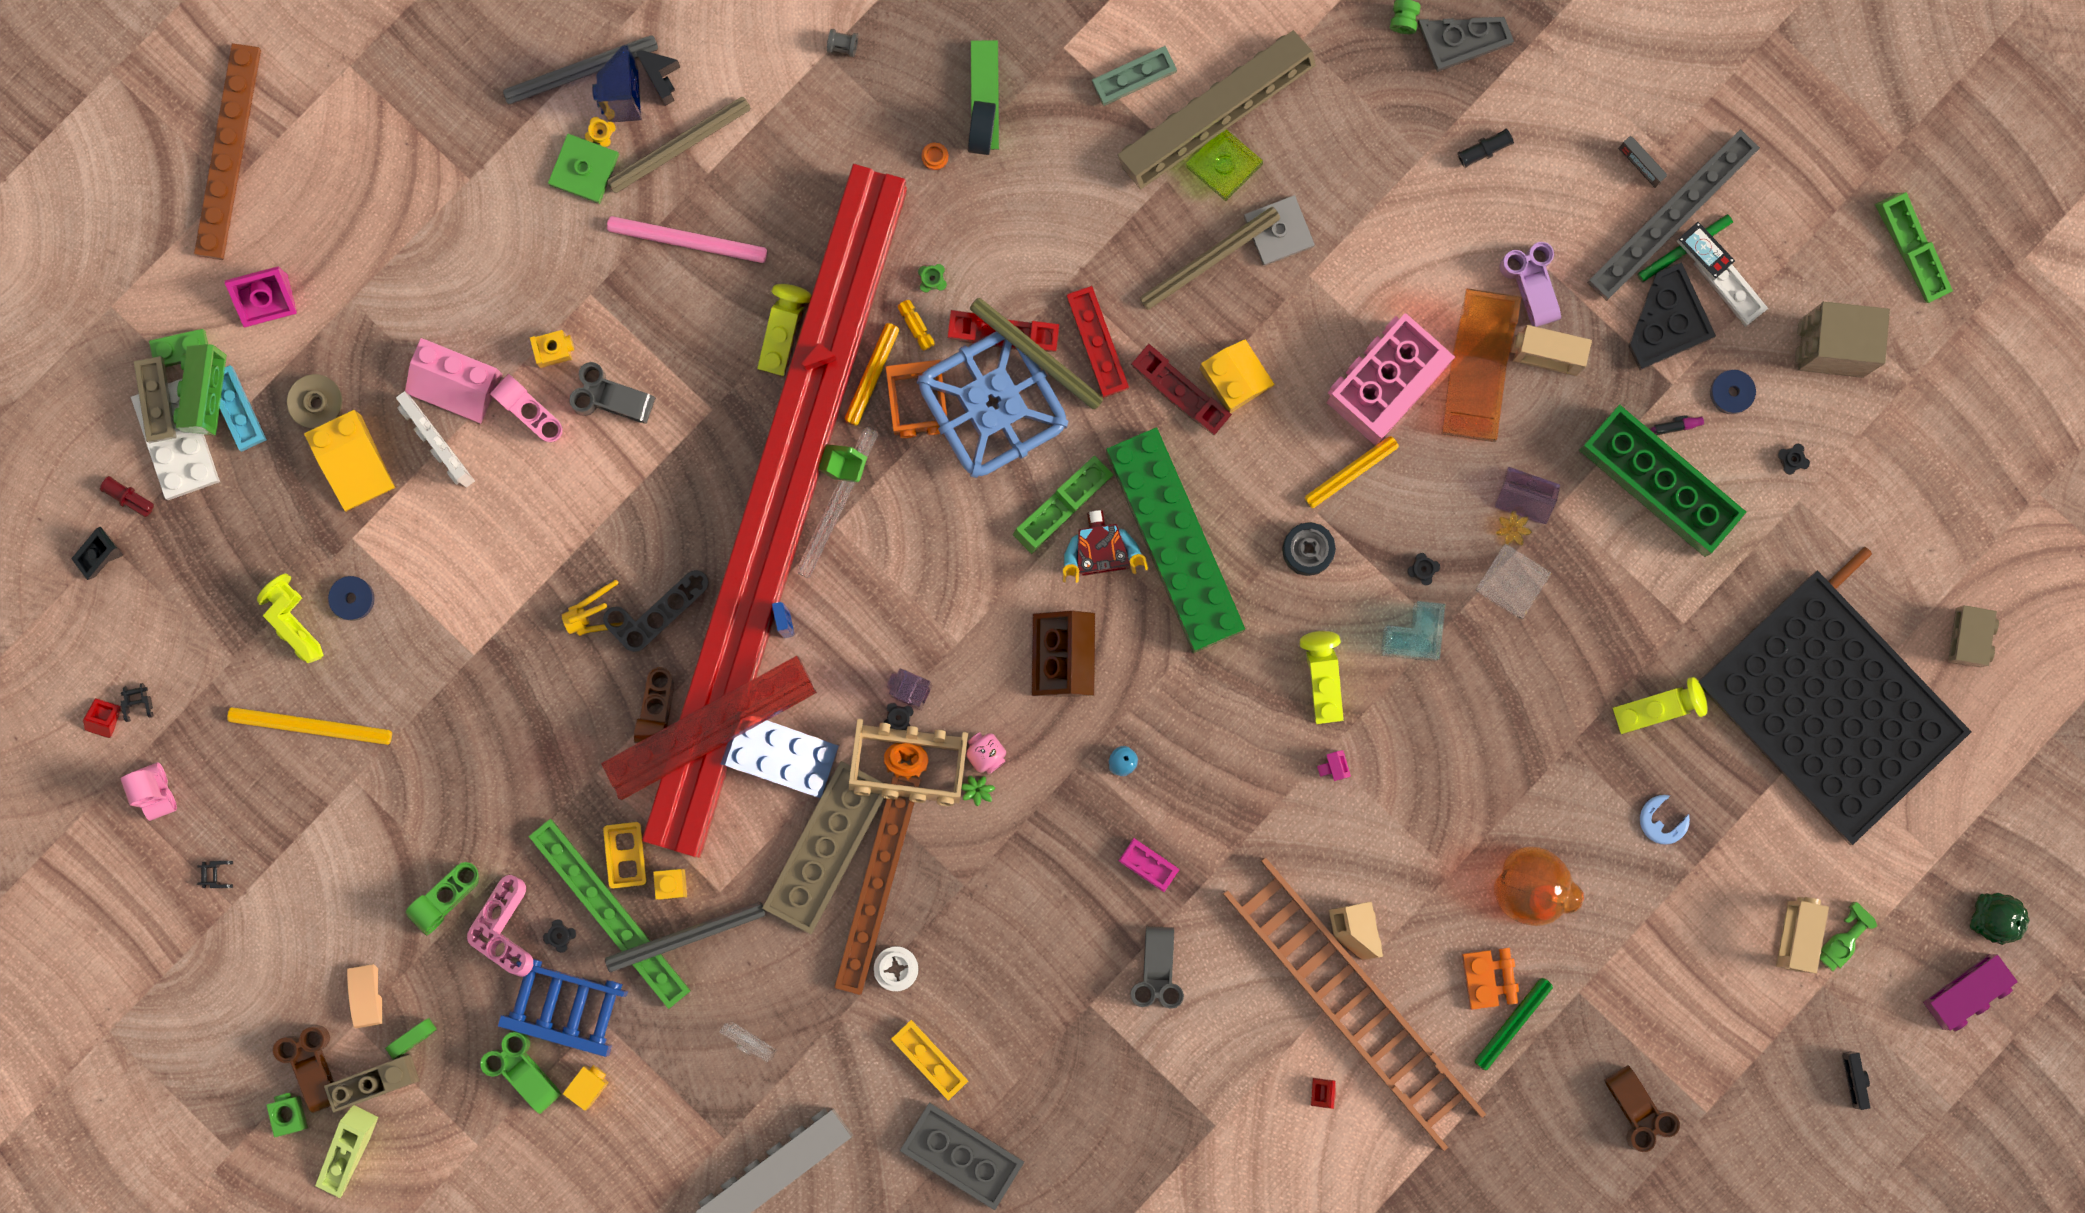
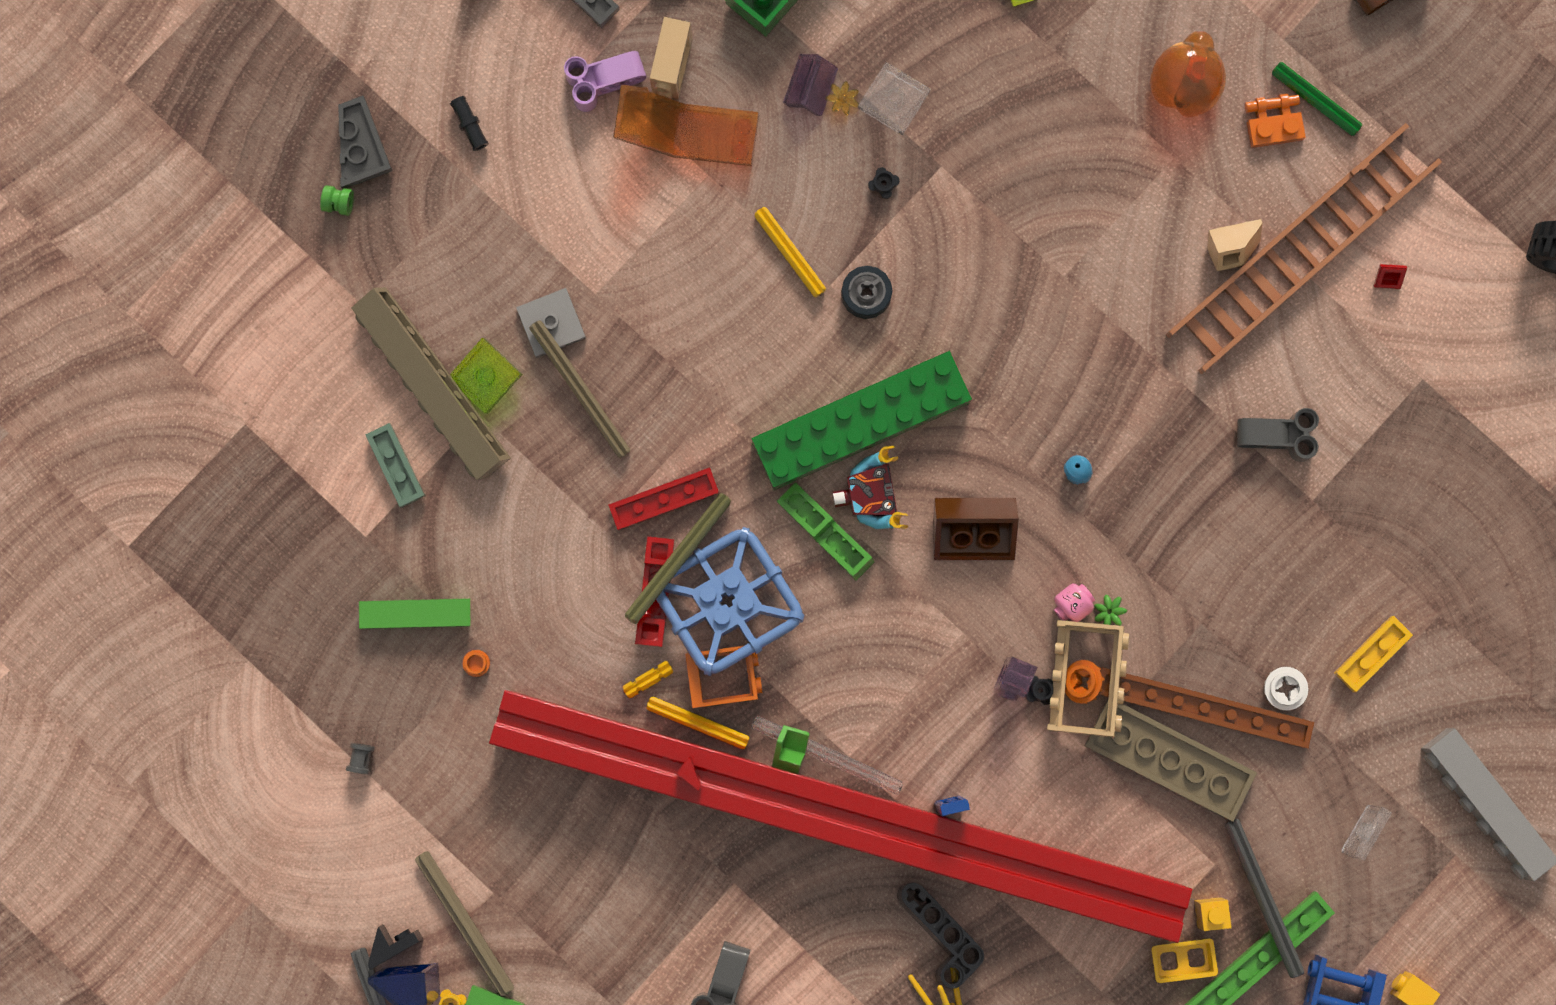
camera: 90 degrees left, 0 degrees up
(653, 723) = (1061, 934): reddish brown piece -> none
(686, 239) = (561, 913): bright pink axle -> none
(709, 727) = (1066, 877): clear red plate -> none
(782, 327) = (651, 813): neon yellow piece -> none
(782, 757) = (1084, 807): plate -> none
(936, 271) = (605, 657): bright green plate -> none
(962, 1156) = (1464, 621): dark grey plate -> none
(981, 127) = (451, 614): black wheel -> none
(1148, 865) = (1177, 444): dark pink plate -> none
(1180, 390) = (712, 416): dark red slope -> none
(1236, 375) = (697, 362): yellow slope -> none
(1324, 675) = (988, 276): neon yellow piece -> none
(1337, 766) = (1077, 266): dark pink tile -> none
(1407, 378) = (703, 196): bright pink brick -> none
(1419, 641) = (953, 181): clear light blue brick -> none

